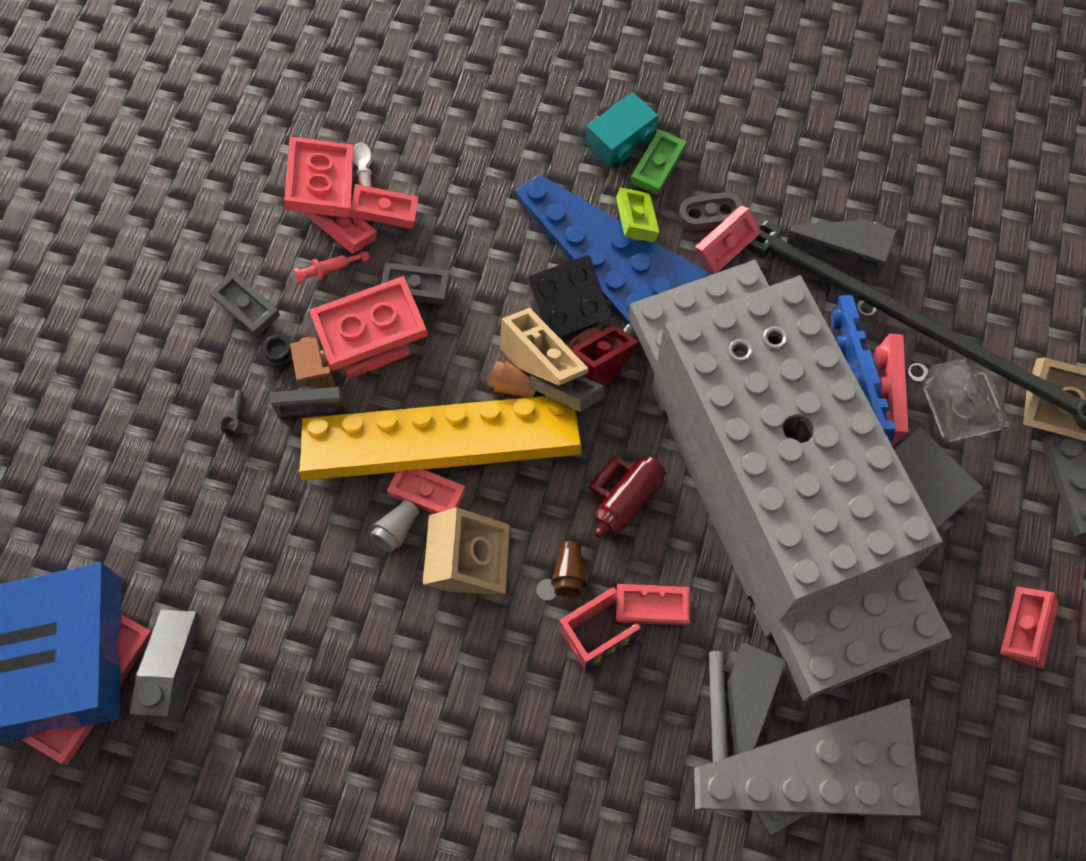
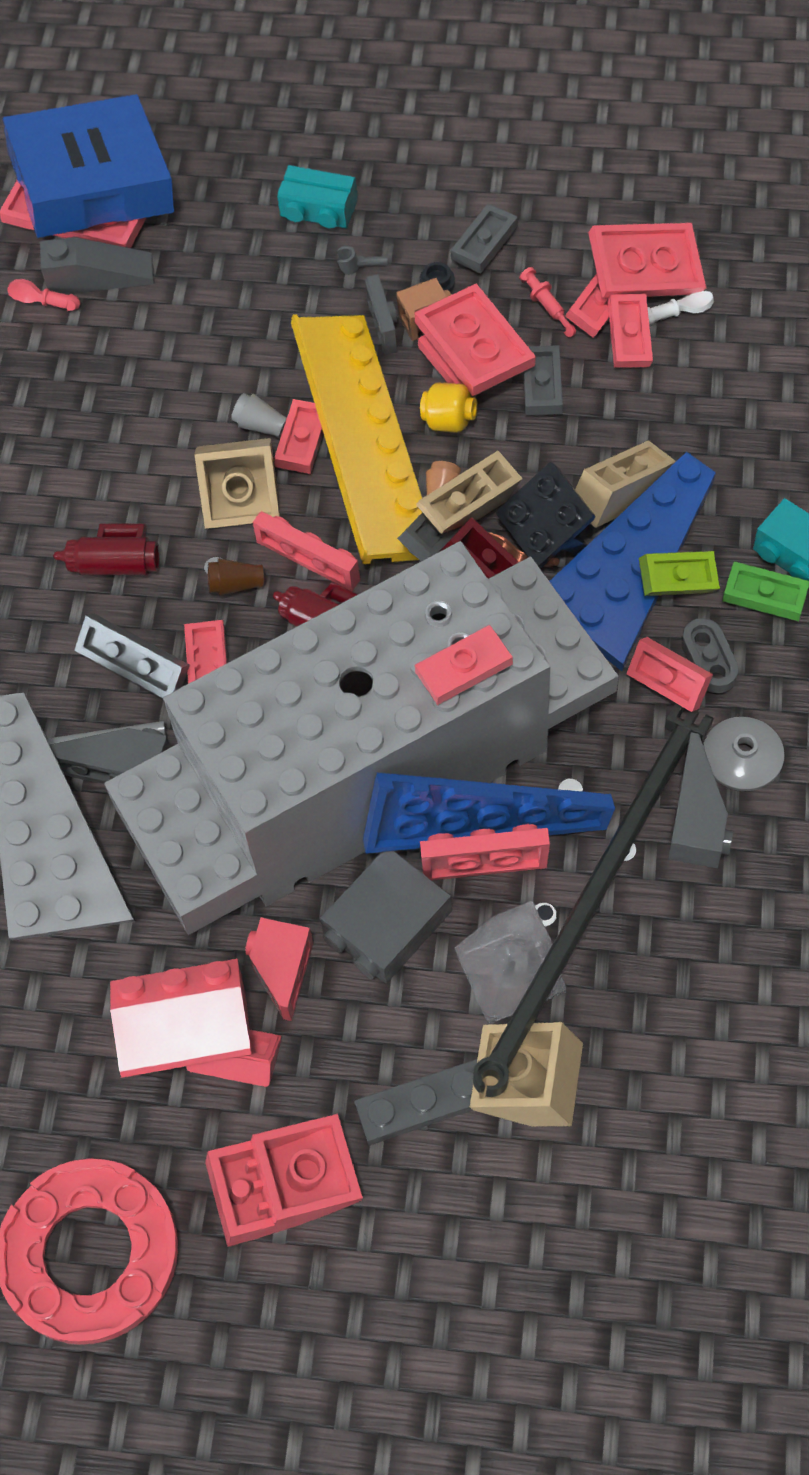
camera: 85 degrees right, 5 degrees down
(149, 439) = (317, 197): none -> teal brick
(175, 740) = (28, 292): none -> coral piece
(429, 360) = (448, 407): none -> yellow head
(524, 683) = (115, 551): none -> dark red piece
(535, 238) = (621, 479): none -> tan slope
(554, 500) = (307, 550): none -> coral plate
(584, 613) = (169, 581): coral piece -> none
(642, 673) = (130, 656): none -> plate
(780, 212) = (740, 768): none -> light grey dish
(803, 334) = (463, 664): none -> coral plate
(958, 574) = (280, 961): none -> coral slope
(1020, 660) = (180, 1017): none -> slope

